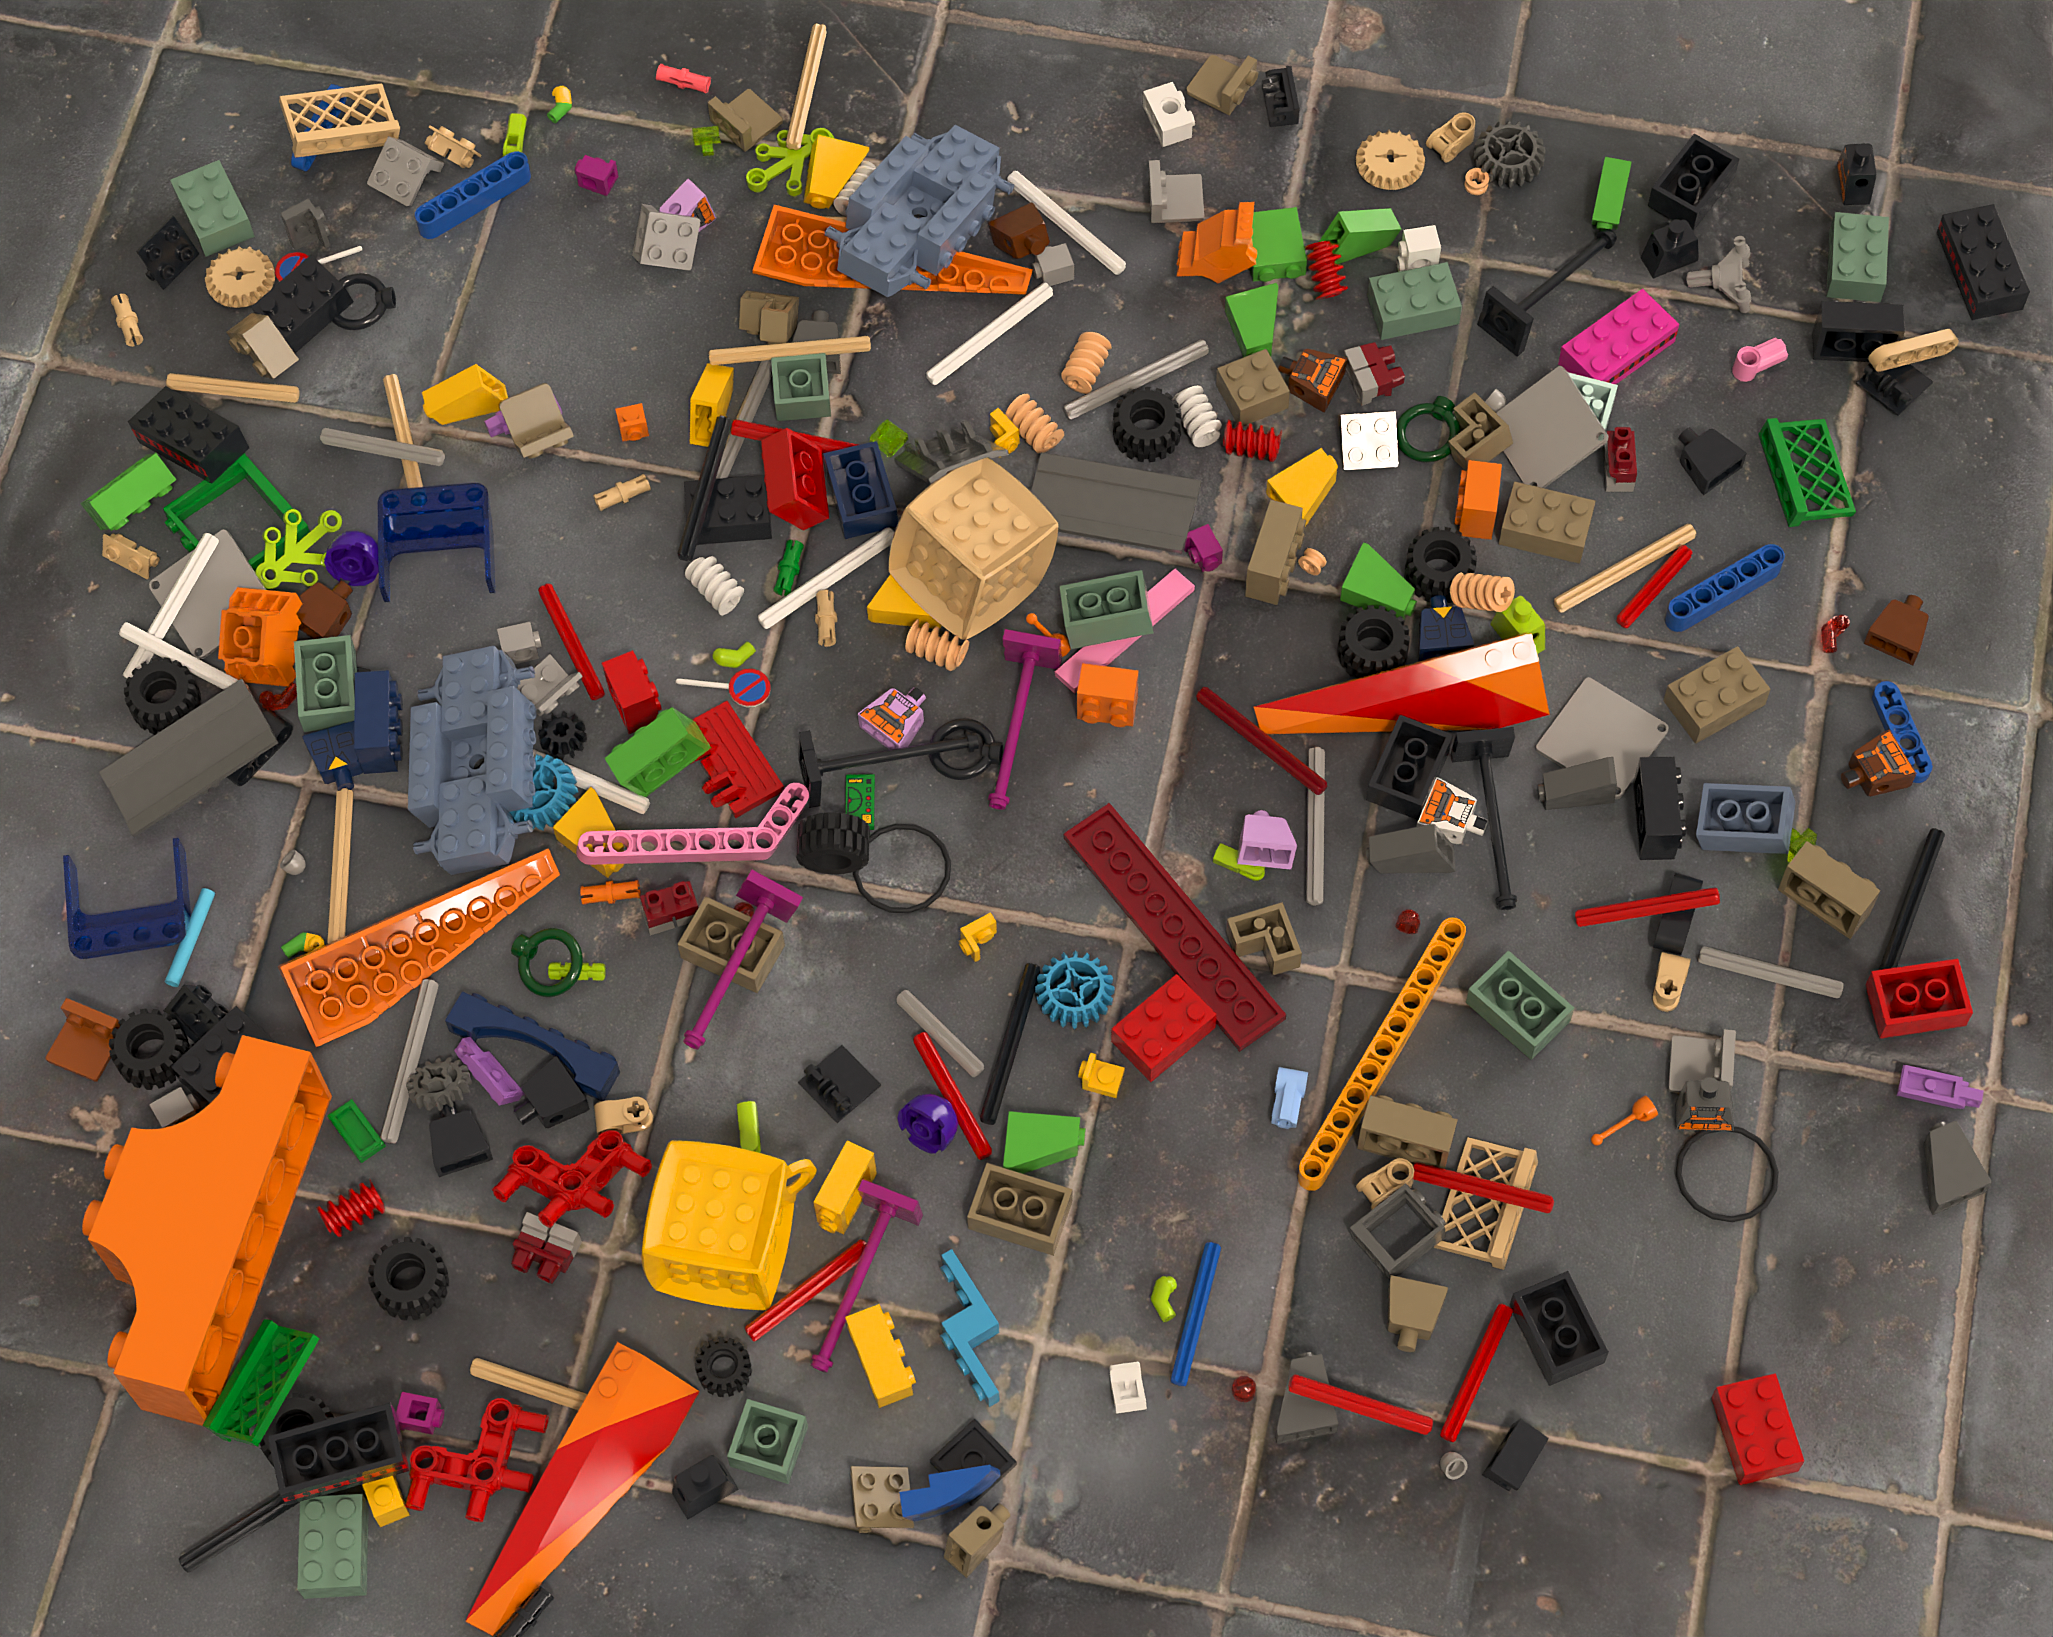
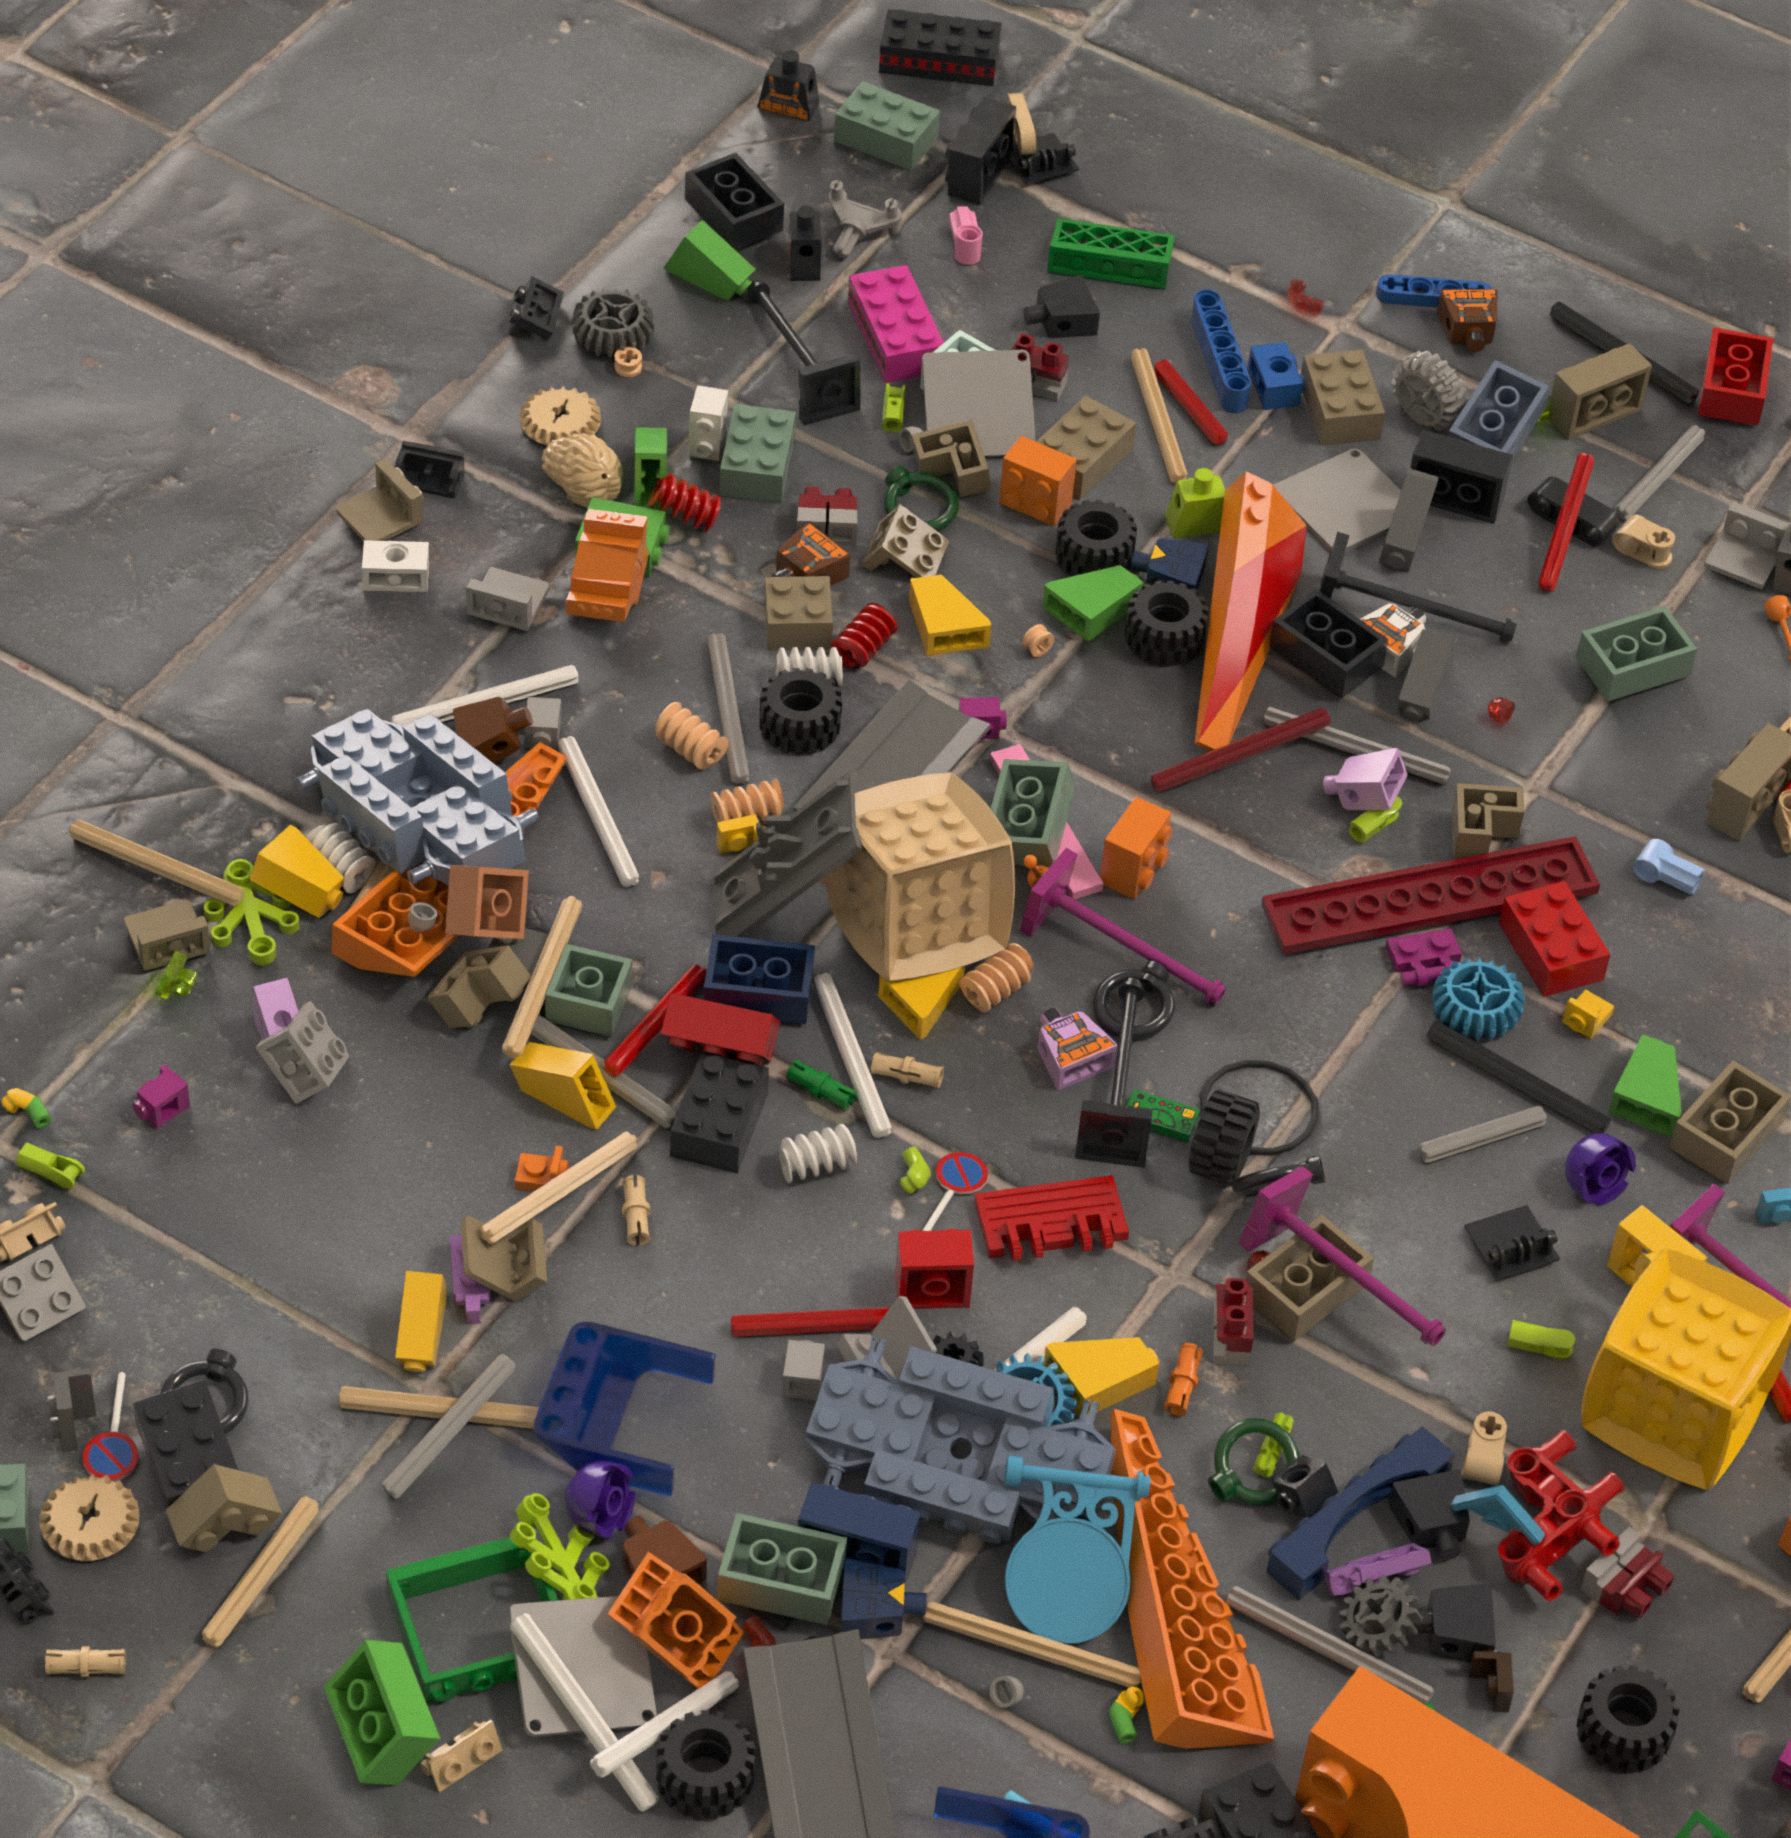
camera: 75 degrees left, 15 degrees down
(188, 434) = (327, 1621): black brick -> none
(351, 1209) = (1513, 1737): red piece -> none
(396, 860) = (1068, 1572): none -> dark azure piece
(417, 1183) = (1497, 1670): none -> dark brown bracket
(485, 187) = (117, 1230): blue beam -> none
(536, 999) = (1304, 1486): none -> black brick
(541, 1133) = (1500, 1510): none -> dark azure tile
(611, 434) = (558, 1188): none -> tan axle
(657, 752) = (1037, 1258): bright green brick -> none
(683, 78) = (68, 974): coral pin -> none
(691, 837) = (1179, 1213): bright pink beam -> none
(704, 488) = (701, 1105): black axle -> none
(793, 250) = (421, 917): none -> light grey hinge
(823, 910) = (1258, 1180): none -> black piece
(825, 284) = (487, 902): none -> nougat brick
(889, 438) = (689, 943): clear neon green tile -> none
(952, 1094) = (1548, 1147): red axle -> none
(977, 932) = (1377, 1063): yellow bracket -> none
(1113, 936) = (1423, 950): none -> magenta plate
(1253, 318) = (714, 586): bright green slope -> none
(1275, 552) = (1022, 657): dark tan brick -> none
(1336, 188) = (578, 468): none -> tan hair
(1377, 1064) = (1648, 780): light orange beam -> none
(1450, 139) = (565, 355): tan piece -> none
(1482, 592) = (1164, 503): light nougat piece -> none
(1496, 99) = (535, 308): none -> black bracket
(1524, 377) = (893, 408): none -> lime bar
(1725, 625) = (1275, 375): none -> blue brick
(1752, 752) = (1428, 390): none -> light grey gear
(1899, 629) = (1326, 250): reddish brown torso -> none

